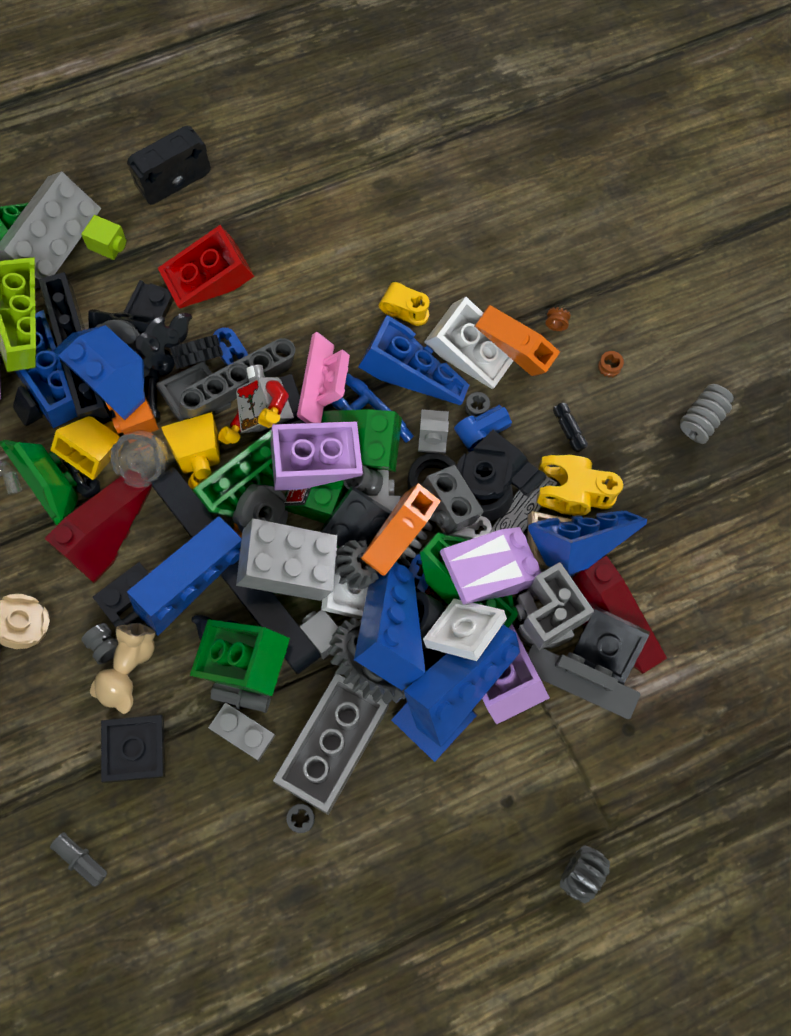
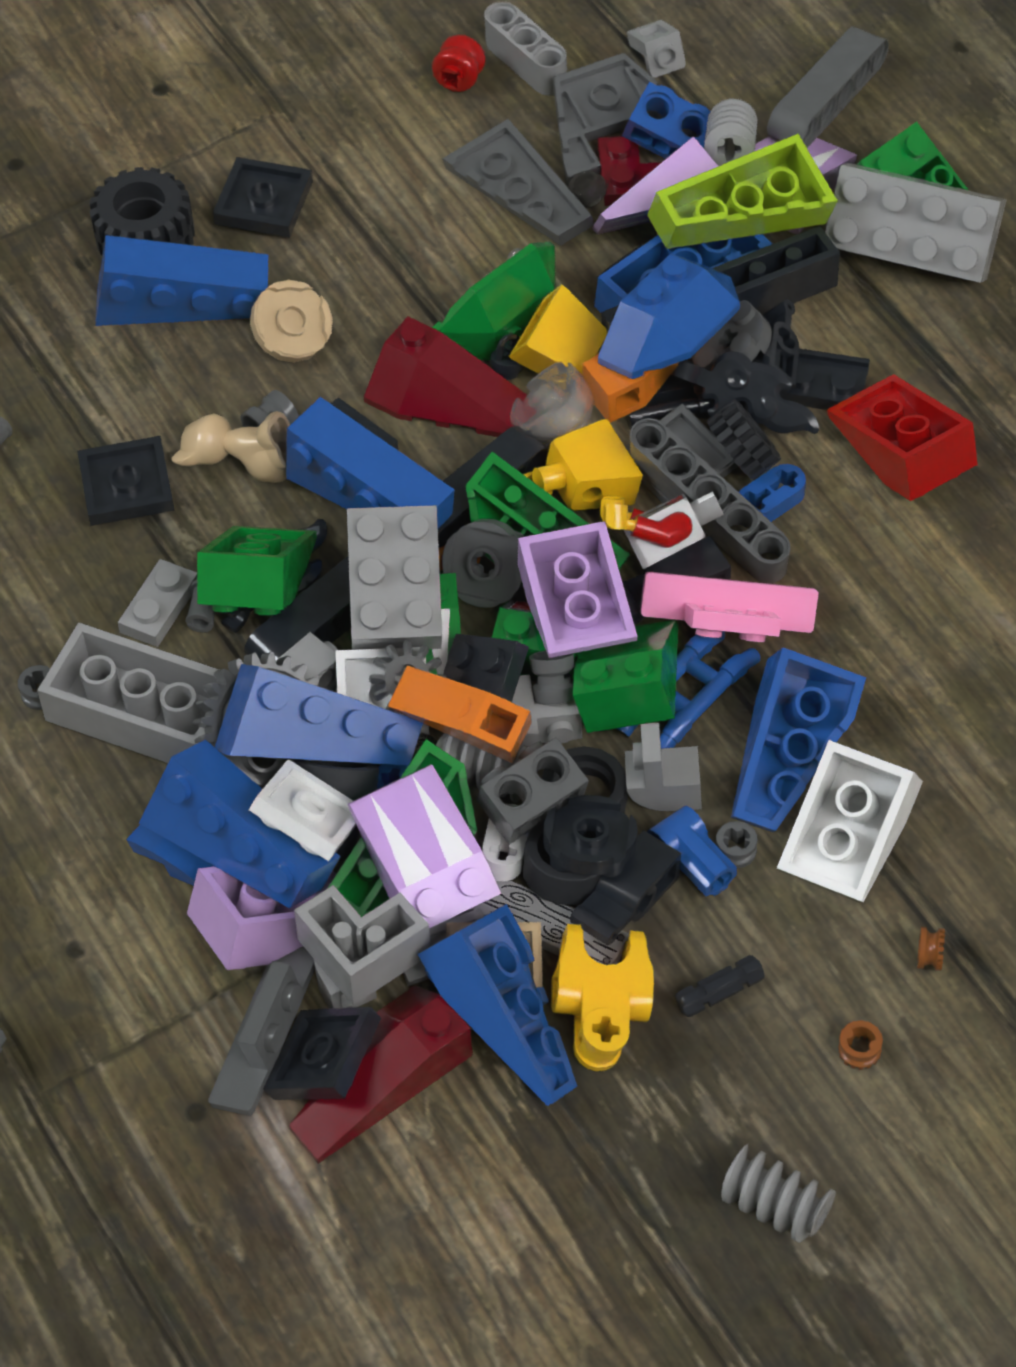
camera: 90 degrees right, 15 degrees down
(104, 237) = (934, 300): lime brick -> none
(404, 302) = (906, 717): yellow piece -> none
(518, 341) = (854, 870): orange slope -> none

